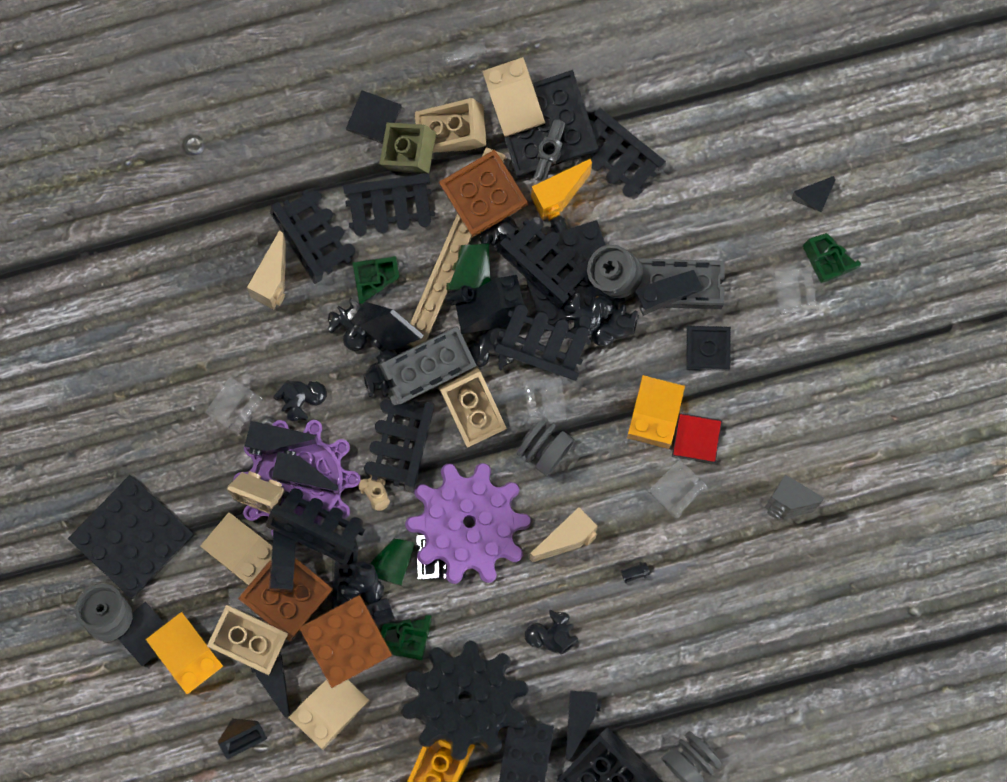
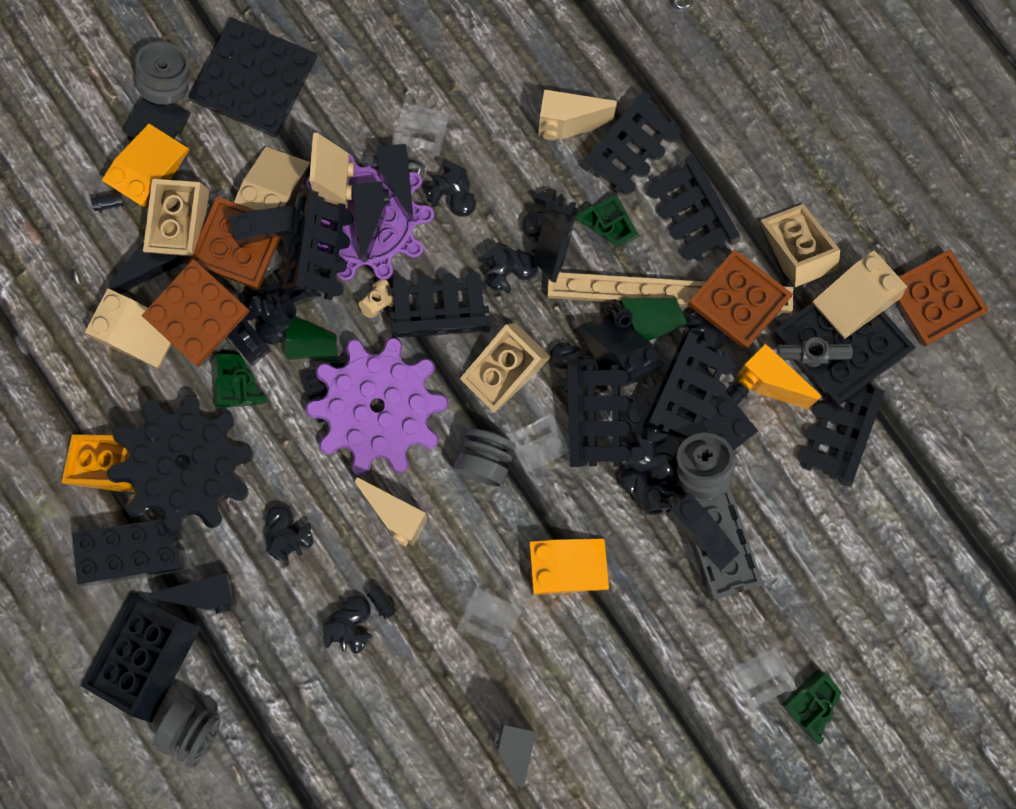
camera: 70 degrees right, 0 degrees up
(202, 699) = (107, 201): none -> black pin
(240, 736) = (79, 251): black slope -> none
(372, 115) = (780, 164): black tile -> none
(407, 148) = (759, 205): olive brick -> none
(425, 365) = (528, 301): dark grey piece -> none
(465, 53) = (887, 232): clear pin -> none
(535, 34) = (939, 298): none -> dark orange plate
(642, 610) = (341, 625): none -> black animal
(697, 438) = (554, 621): red tile -> none
(708, 348) = (660, 601): black tile -> none
(814, 195) = (880, 664): black slope -> none

